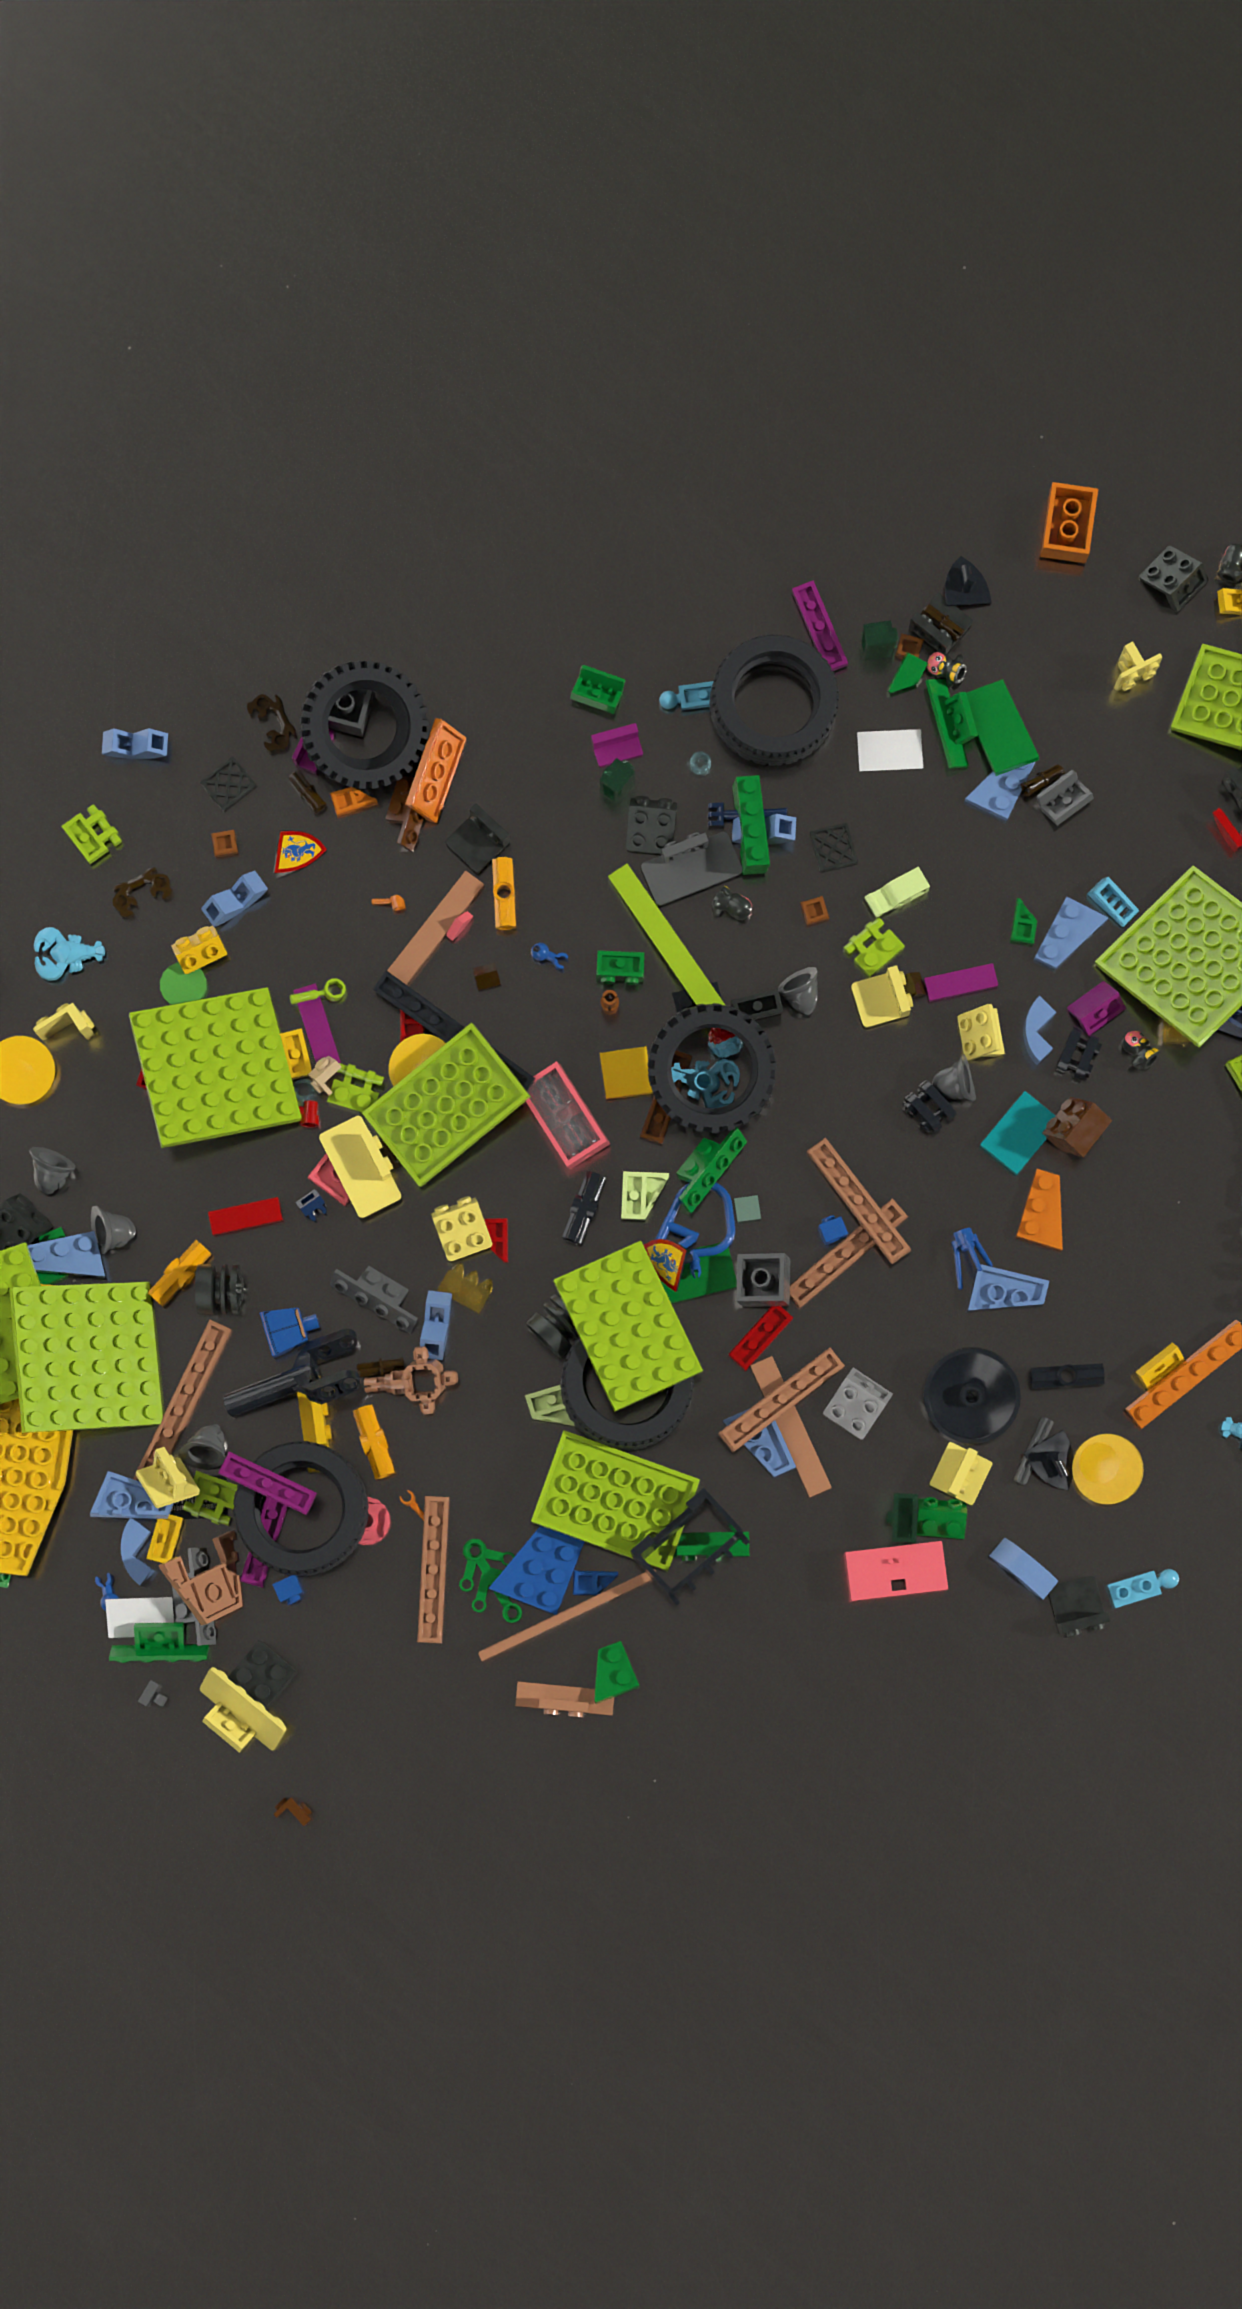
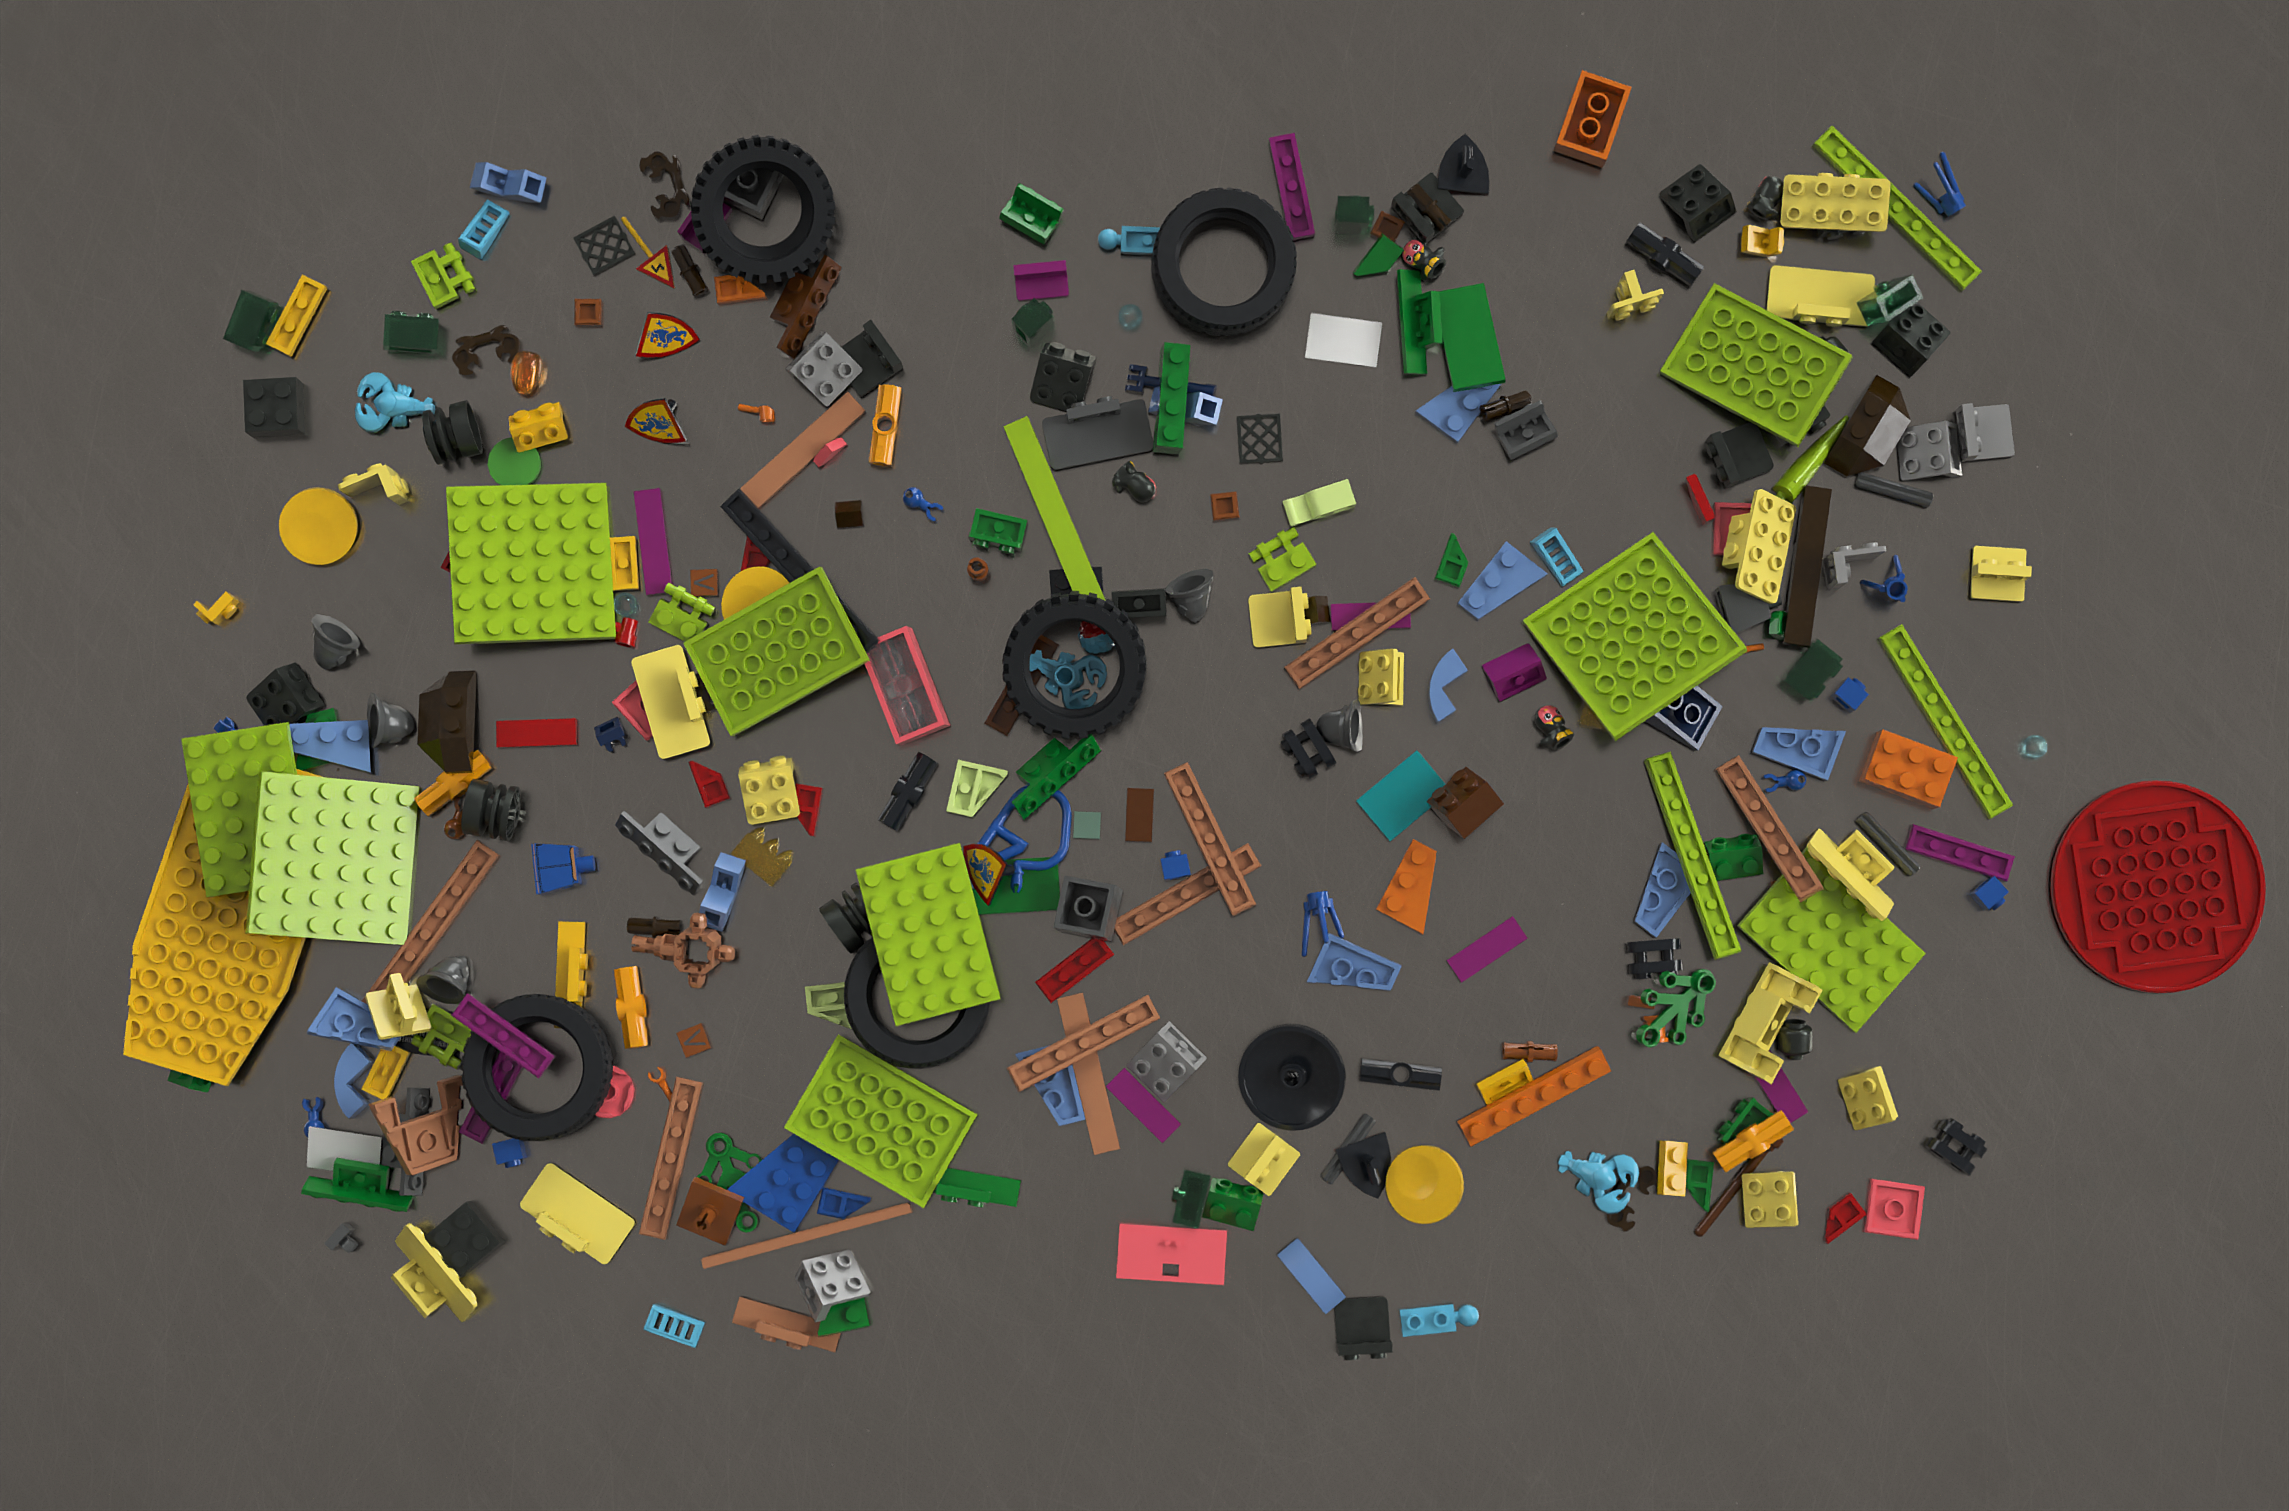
camera: 10 degrees right, 5 degrees up
(72, 888) = (410, 333): none -> clear green brick
(115, 802) = (485, 242): none -> medium azure slope
(124, 966) = (452, 432): none -> pearl dark grey wheel
(166, 1219) = (448, 721): none -> dark brown wedge
(180, 903) = (526, 371): none -> clear orange animal
(188, 1309) = (455, 824): none -> dark orange arm
(233, 901) = (588, 378): medium blue brick -> none
(278, 792) = (657, 265): none -> piece
(300, 1811) = (477, 1392): reddish brown bracket -> none
(301, 1378) = (564, 925): black piece -> none
(302, 926) = (656, 421): none -> shield
(314, 994) = (656, 500): lime piece -> none
(322, 1072) = (647, 590): tan bracket -> none
(358, 1635) = (576, 1215): none -> light yellow bracket
(370, 1058) = (704, 582): none -> dark orange tile
(407, 1234) = (710, 784): none -> red tile
(434, 1461) = (694, 1040): none -> dark orange tile
(435, 770) = (834, 274): orange tile -> none
(442, 853) = (824, 368): none -> light grey bracket
(444, 1713) = (651, 1320): none -> medium azure slope
(477, 1609) = (710, 1211): none -> dark orange tile
(595, 1652) = (830, 1281): none -> light grey bracket
(625, 1073) = (980, 649): yellow tile -> none
(650, 1544) = (963, 1144): black hinge -> none
(792, 1191) = (1139, 815): none -> reddish brown tile
(844, 1445) = (1143, 1105): none -> magenta tile
(952, 998) = (1357, 632): none -> nougat tile
(1083, 1067) = (1484, 736): black brick -> none
(1120, 1253) = (1486, 949): none -> magenta tile
(1154, 626) = (1665, 254): none -> black piece
(1176, 1335) = (1529, 1051): none -> dark orange pin

